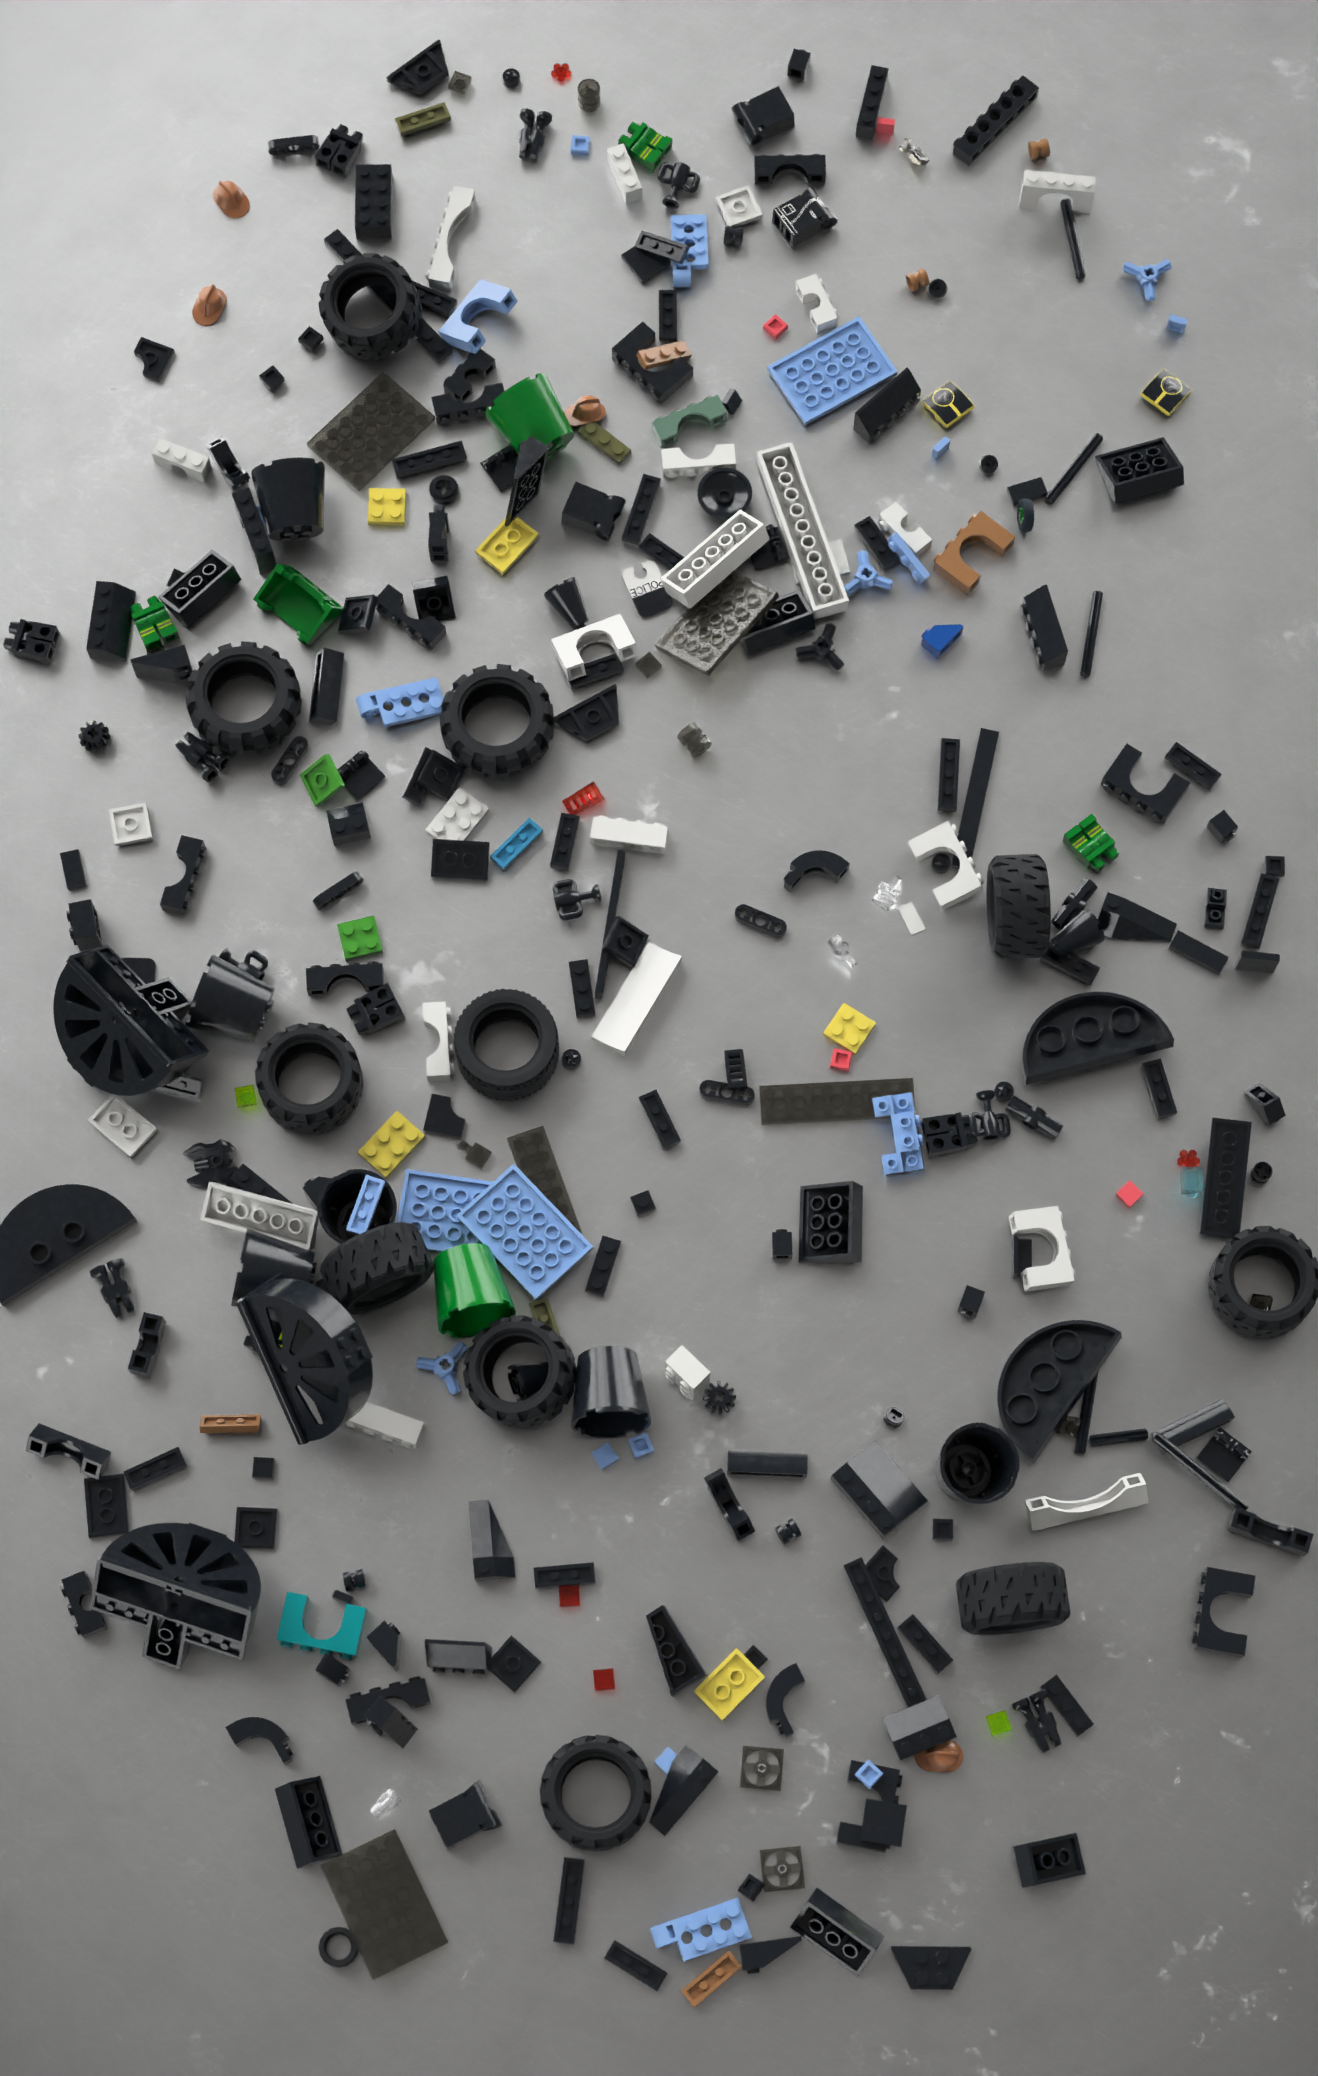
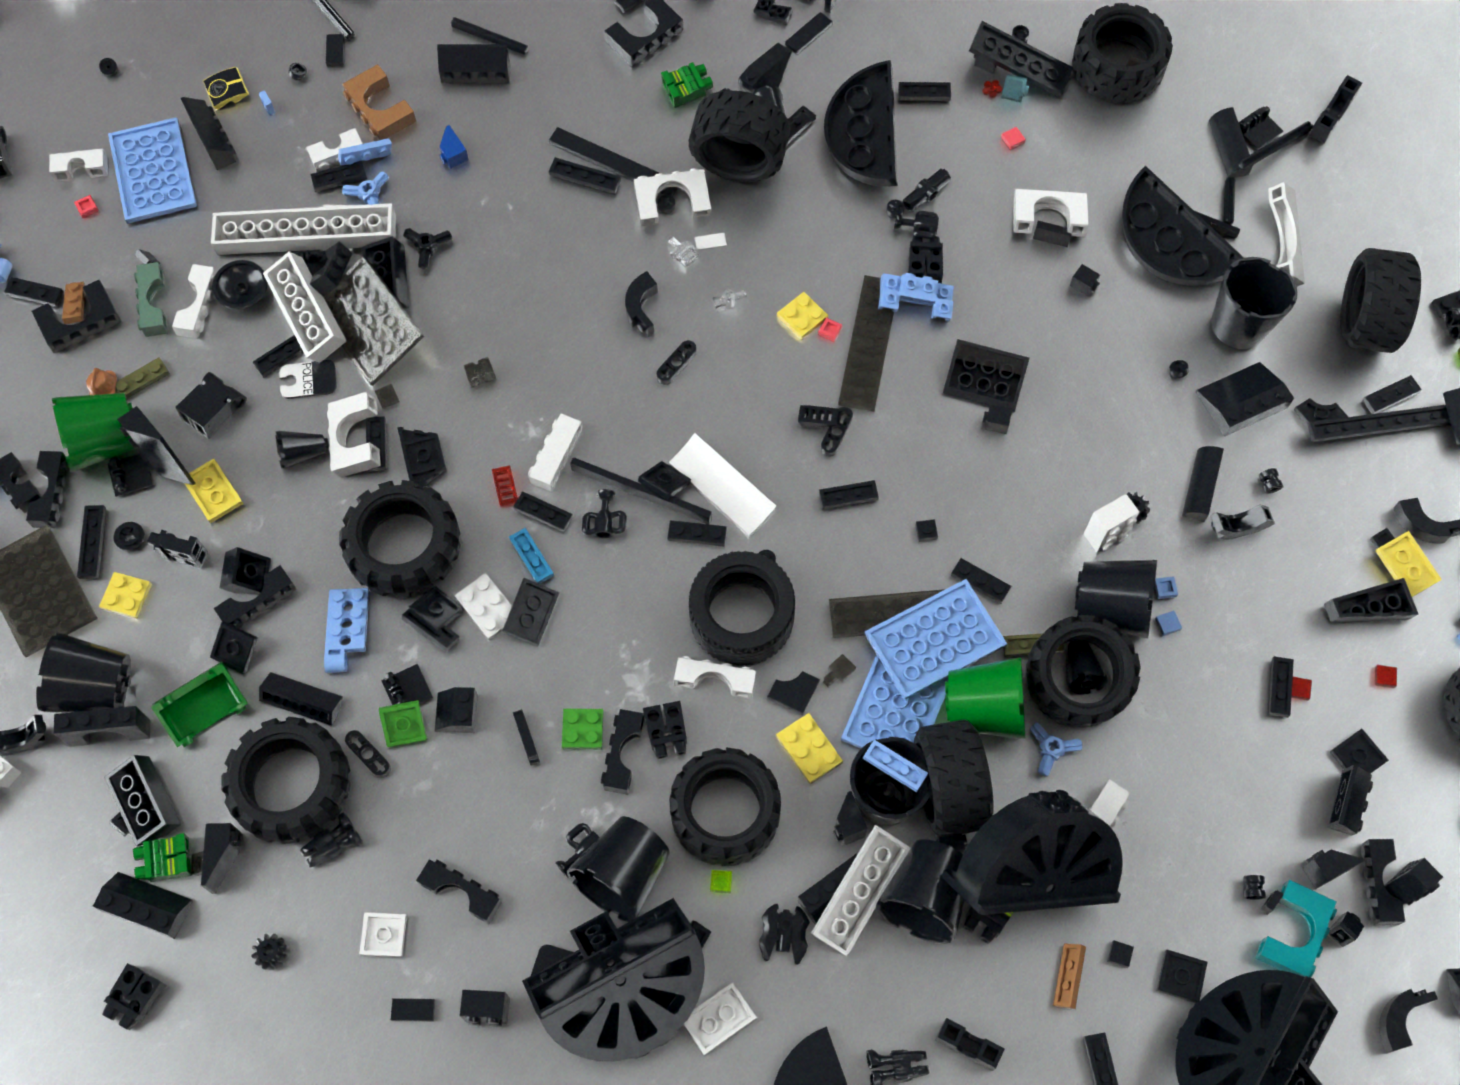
camera: 75 degrees left, 5 degrees down
(489, 1547) = (1241, 750): black wedge -> none
(641, 509) = (225, 362): black gear -> none
(775, 571) = (335, 262): none -> black arch
(917, 280) = (92, 79): medium nougat wheel -> none
(942, 1529) = (1289, 355): black plate -> none
(1025, 515) = (360, 52): black bush -> none
(1207, 1634) = (1376, 165): black arch -> none
(1265, 1103) = (958, 18): black slope -> none

